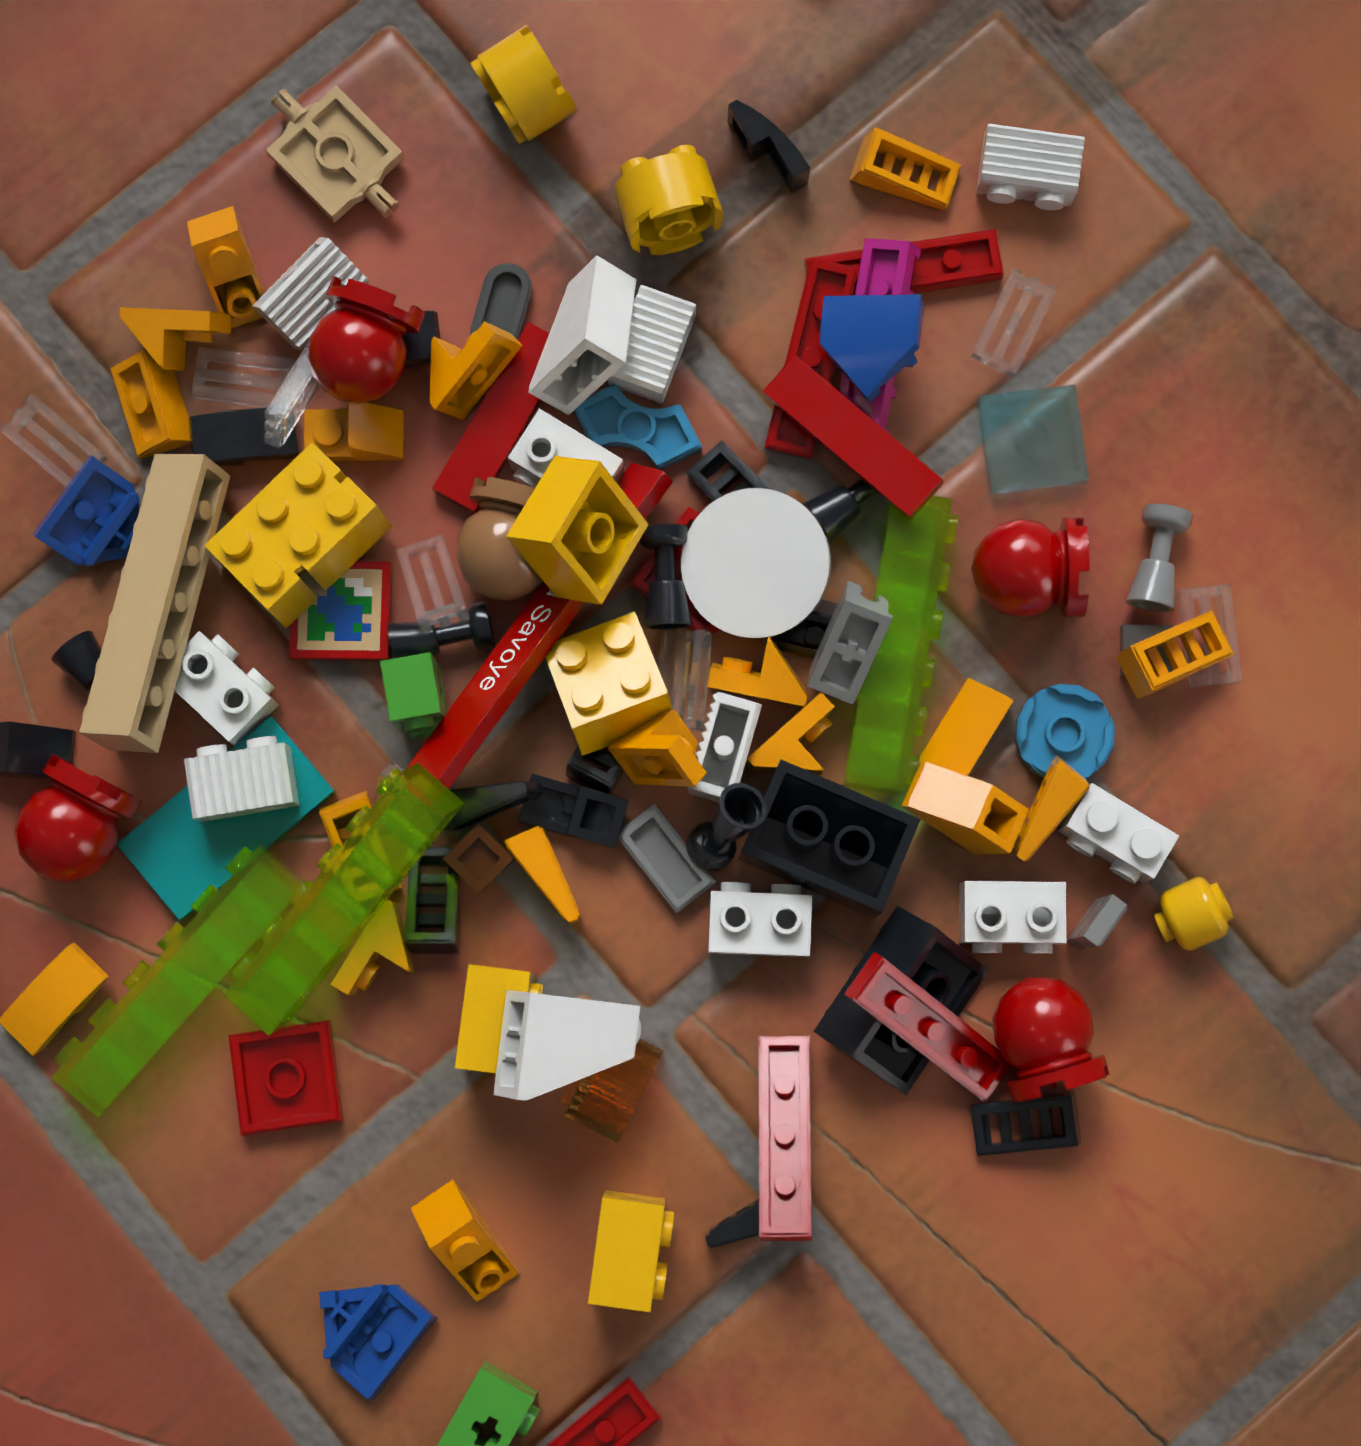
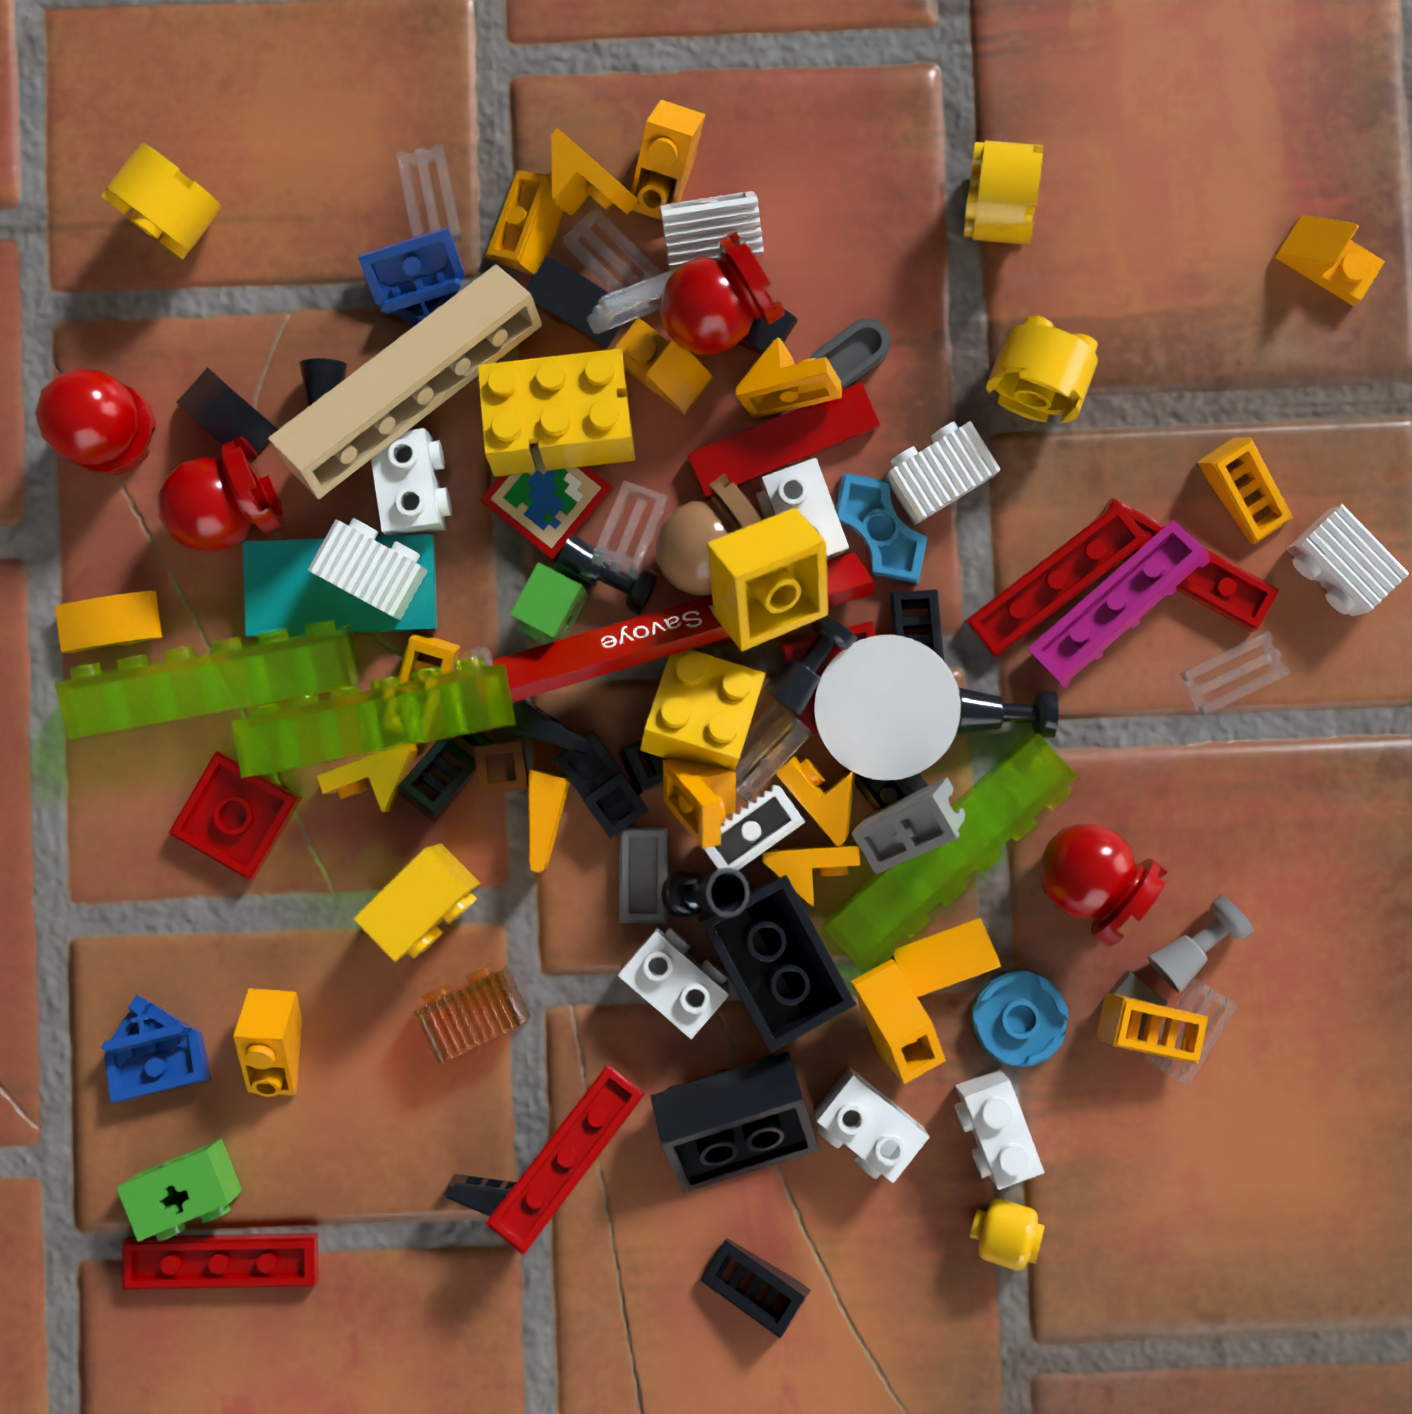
camera: 40 degrees right, 5 degrees up
(335, 153) = (816, 133): tan plate -> none
(560, 1041) = (447, 963): white slope -> none
(586, 336) = (897, 429): white slope -> none
(628, 1249) = (378, 1155): yellow brick -> none
(761, 137) = (1156, 375): black slope -> none
(853, 437) = (1039, 669): red tile -> none
(871, 337) = (1116, 602): blue slope -> none
(928, 1027) = (737, 1164): tile -> none
(1032, 439) = (1176, 774): clear light blue tile -> none
(1046, 1036) = (821, 1241): red tile -> none
(1054, 800) = (968, 1068): light orange slope -> none
(1098, 922) = (929, 1187): light grey tile -> none

